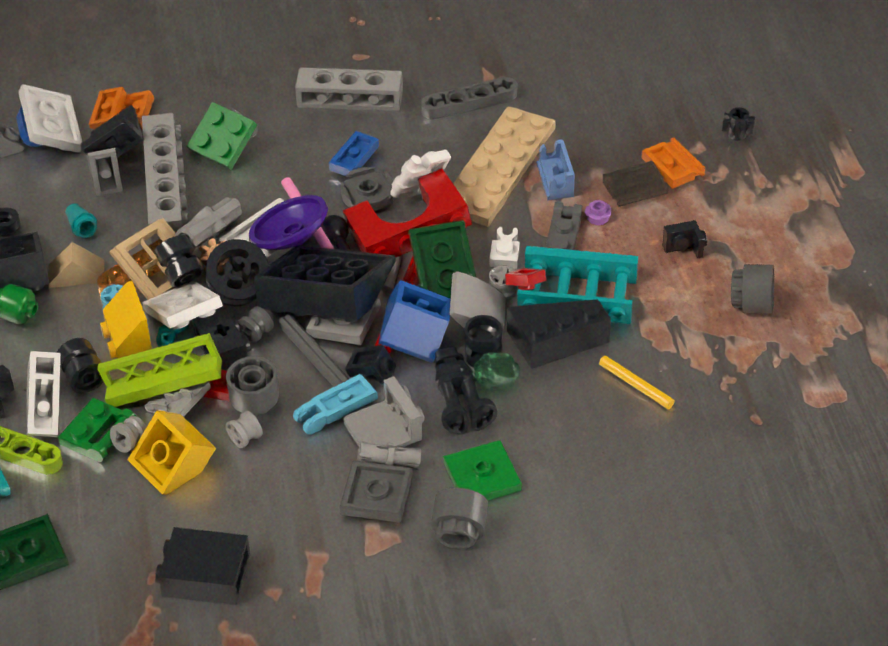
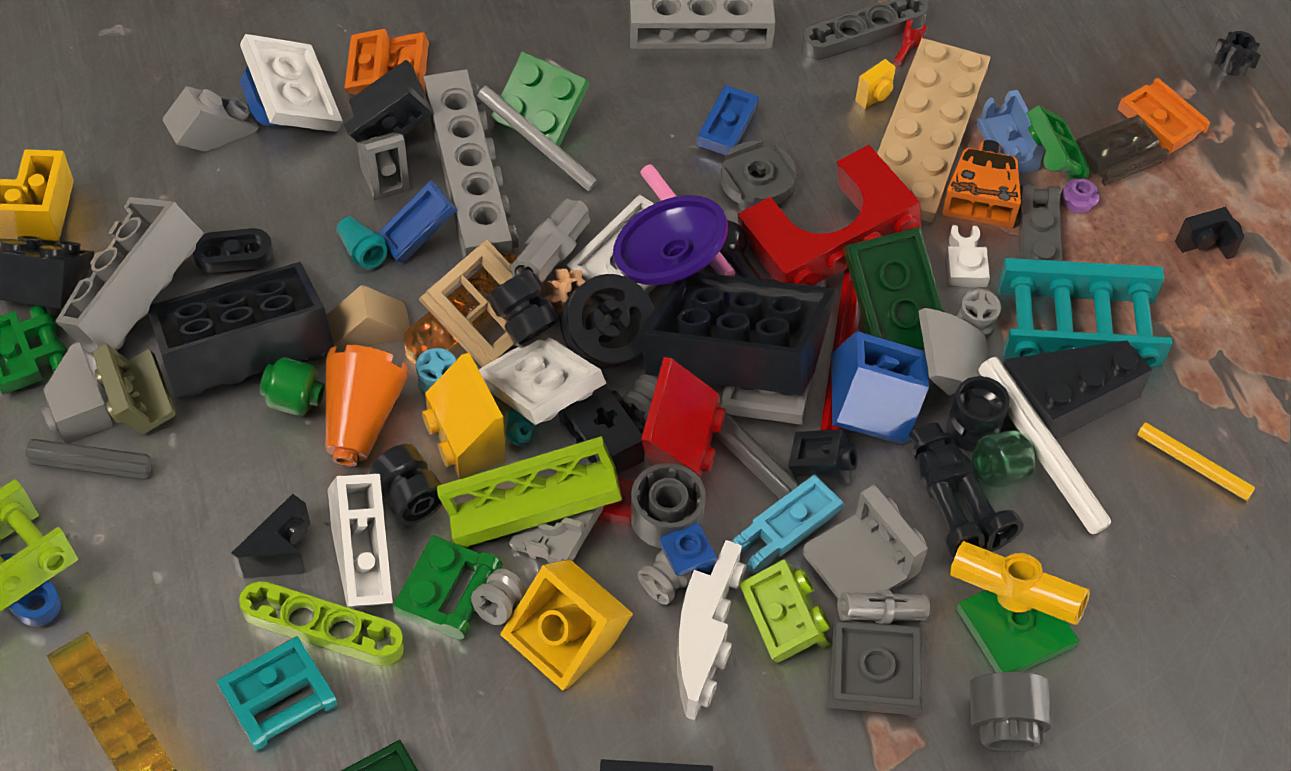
camera: 10 degrees left, 10 degrees up
(58, 311) = (359, 398): none -> orange cone
(120, 208) = (417, 221): none -> blue tile
(215, 160) = (537, 138): none -> light grey bar
(260, 461) = (703, 630): none -> white slope
(262, 411) = (688, 551): none -> blue bracket
(268, 328) = (682, 420): none -> red slope
(322, 453) = (785, 610): none -> lime bracket
(416, 168) = (833, 148): white plate -> none
(465, 134) = (875, 84): none -> yellow plate
(482, 441) = (1020, 583): none -> yellow piece
(501, 105) = (911, 39): none -> red hand
(525, 278) = (1018, 310): red plate -> none
(526, 203) = (984, 187): none -> orange torso
(528, 366) = (1048, 450): none -> white axle
(582, 174) = (1059, 143): none -> green plate

